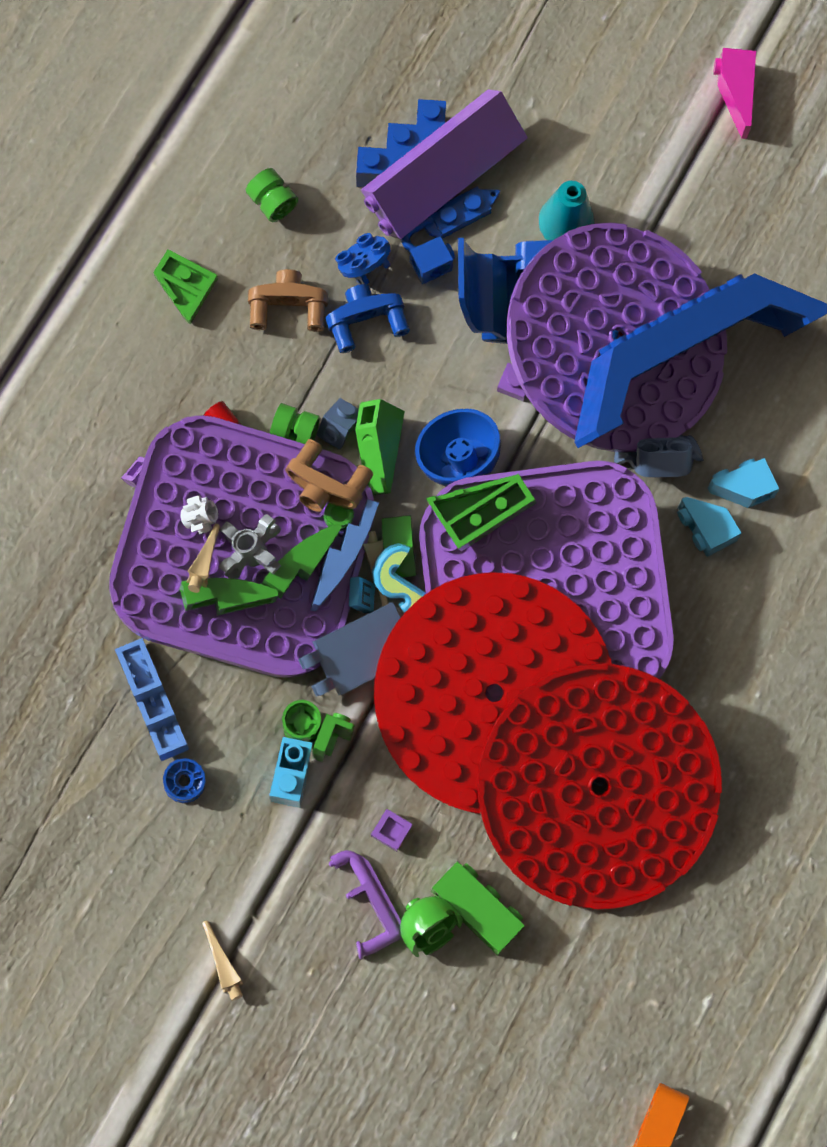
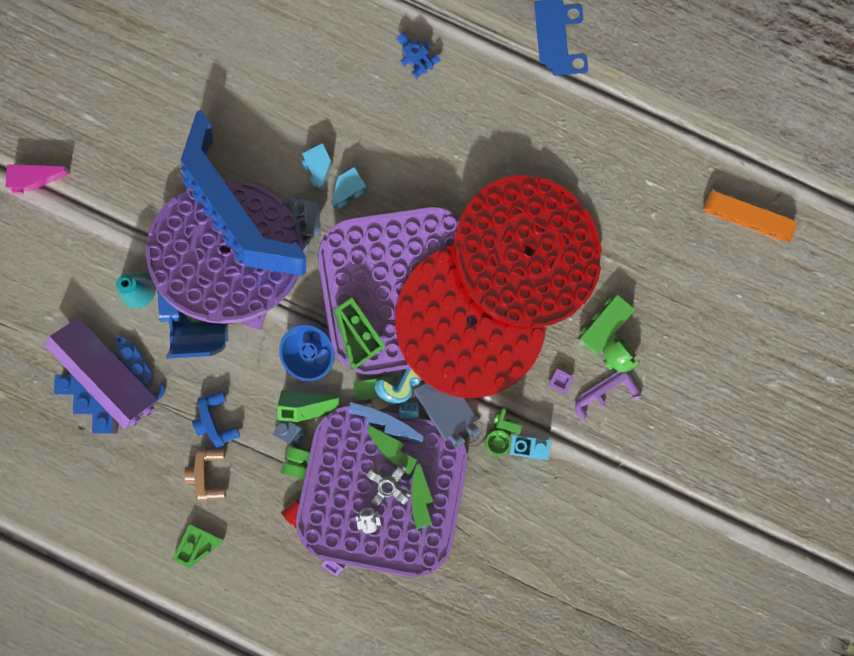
camera: 90 degrees left, 10 degrees up
(151, 699) = (487, 542): medium blue slope -> none
(191, 770) = (540, 508): blue wheel -> none
(201, 566) = (410, 516): tan piece -> none
(227, 974) = (657, 479): tan piece -> none
(268, 191) = (126, 493): bright green wheel -> none
(321, 488) = (343, 442): medium nougat connector -> none
(338, 515) = (357, 428): bright green tile -> none
(364, 257) = (171, 424): blue plate -> none
(432, 259) = (170, 378): blue brick -> none

